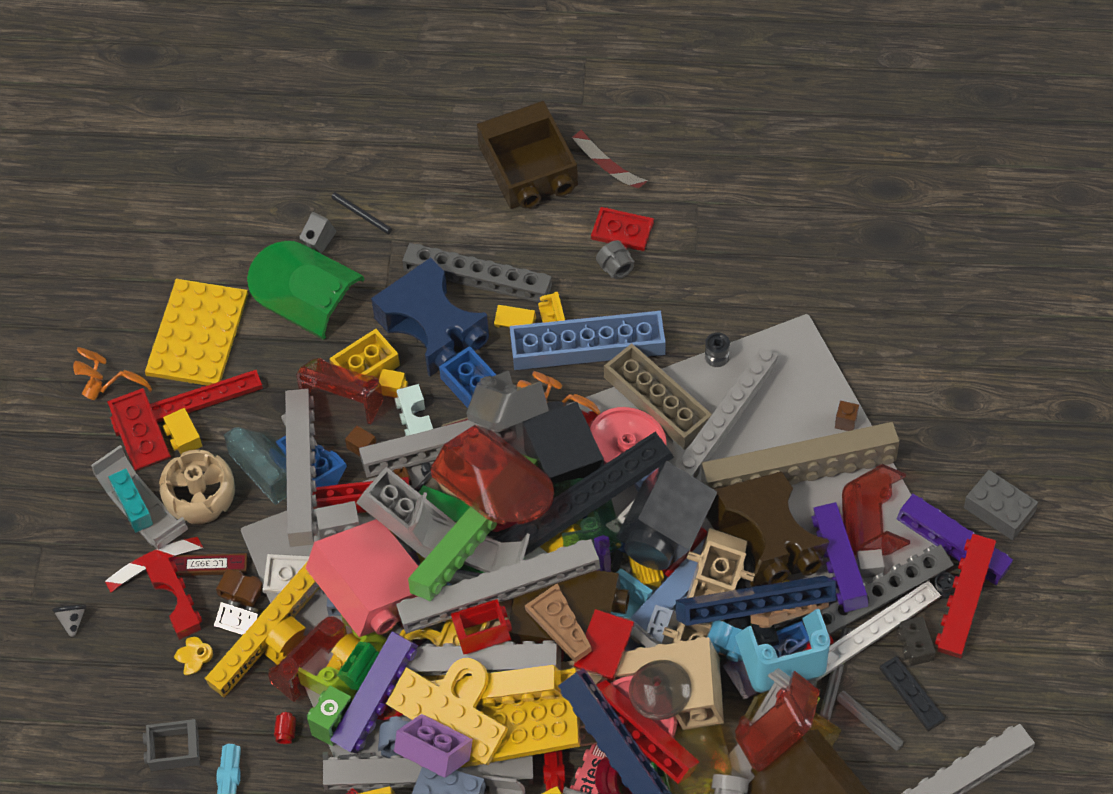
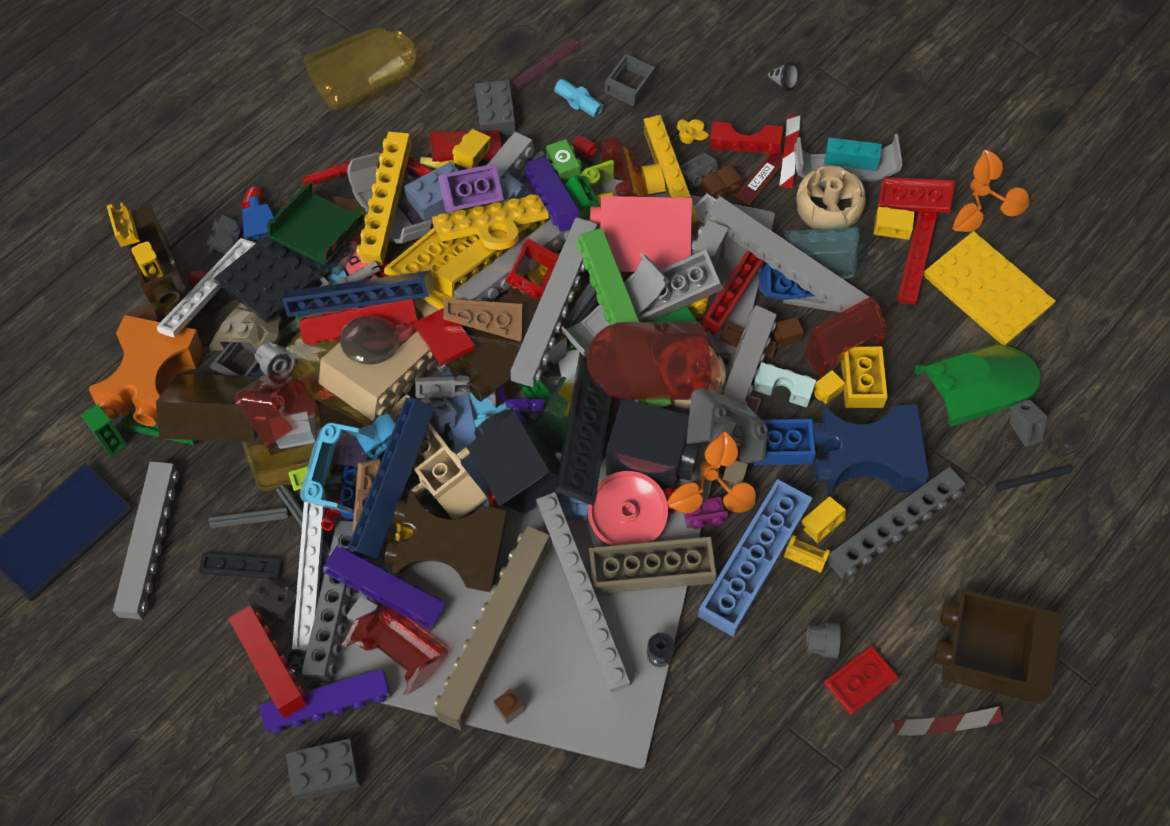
camera: 125 degrees right, 5 degrees up
(578, 386) = (709, 512): none -> magenta bracket

